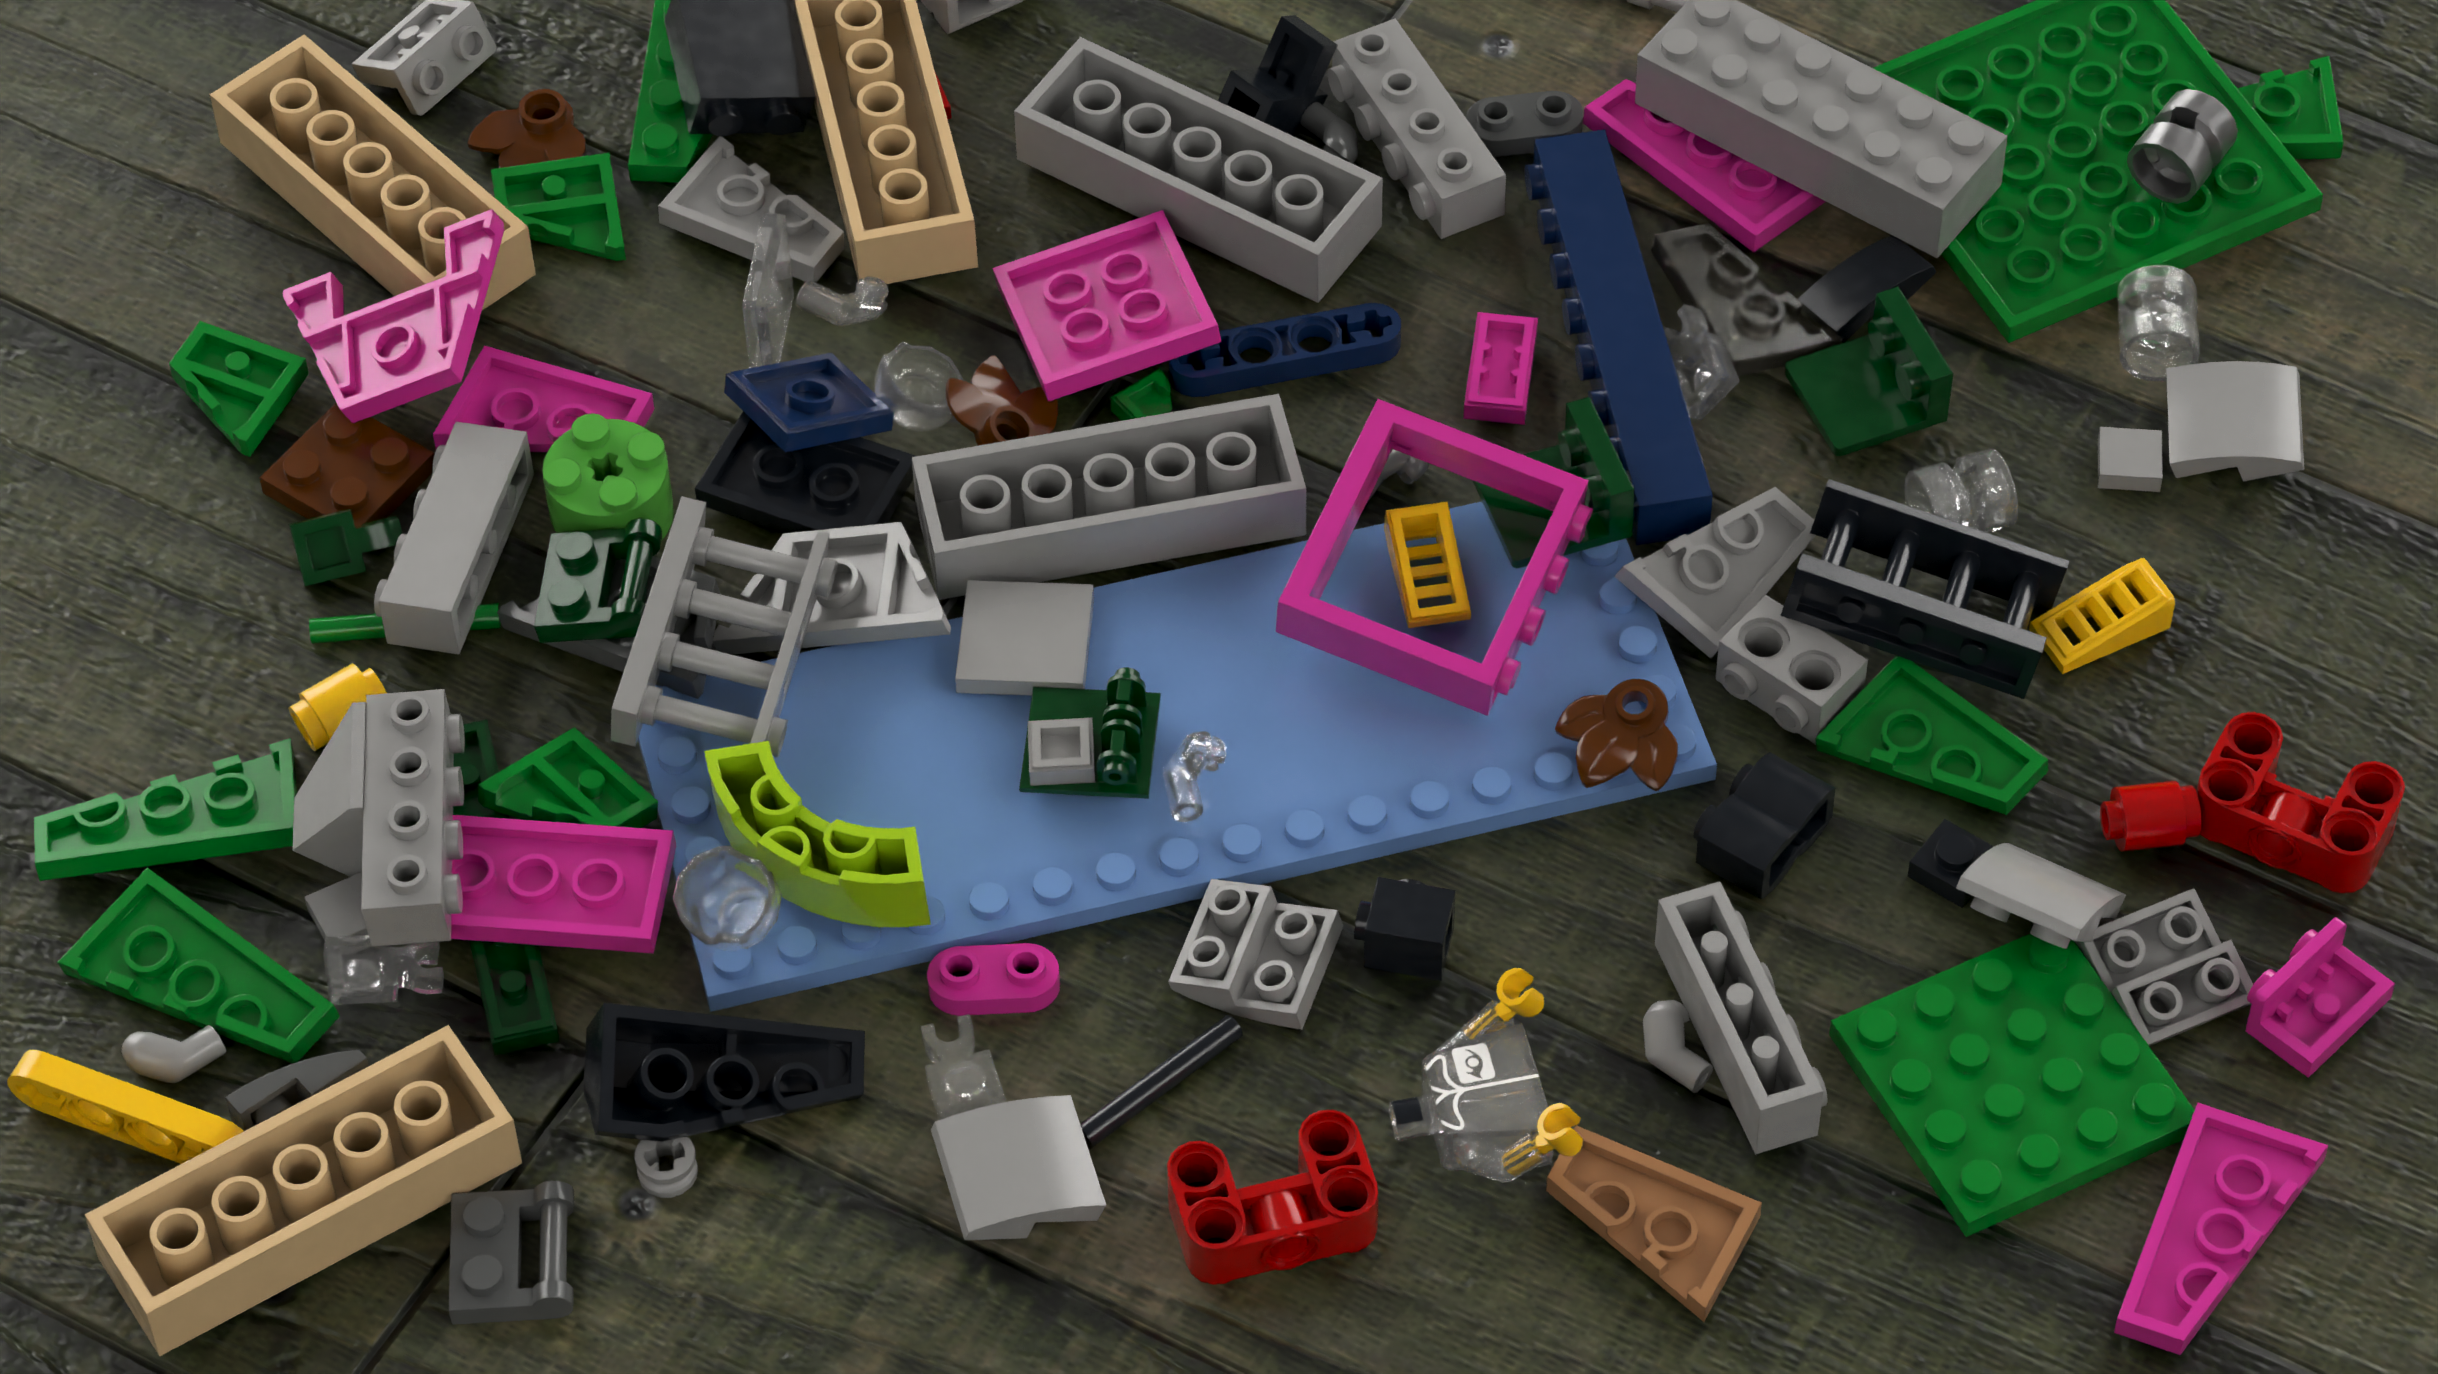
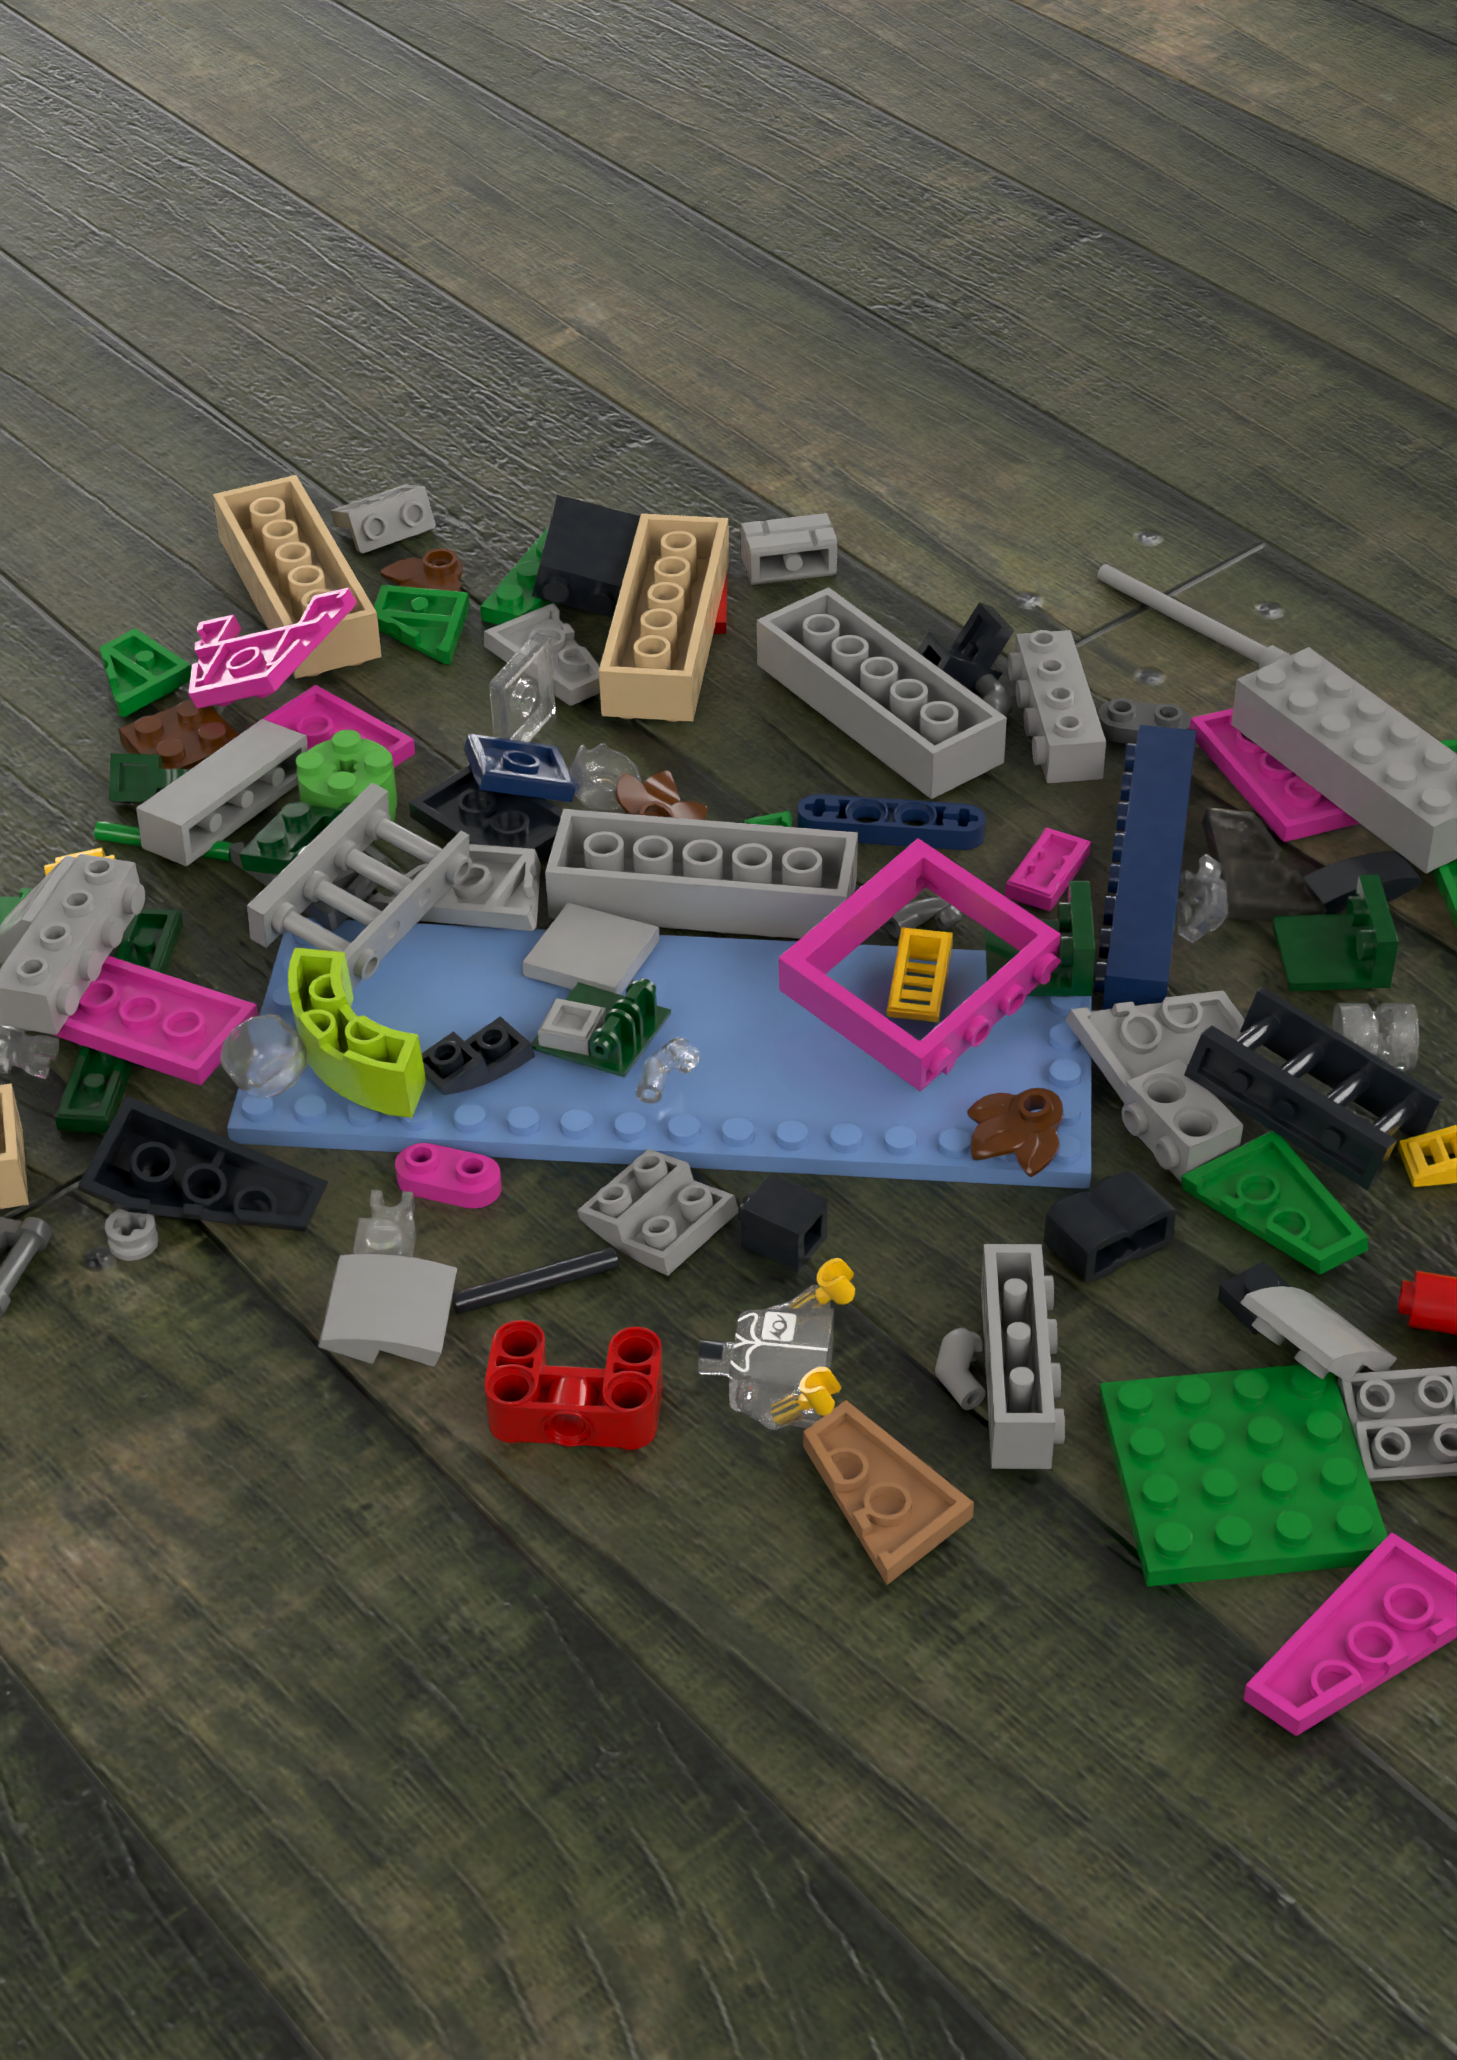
camera: 20 degrees right, 10 degrees down
(569, 784) = (208, 960): green wing -> none
(845, 309) = (584, 725): clear arm -> none
(966, 822) = (484, 1057): none -> black slope
(1106, 305) = (767, 760): dark pink plate -> none

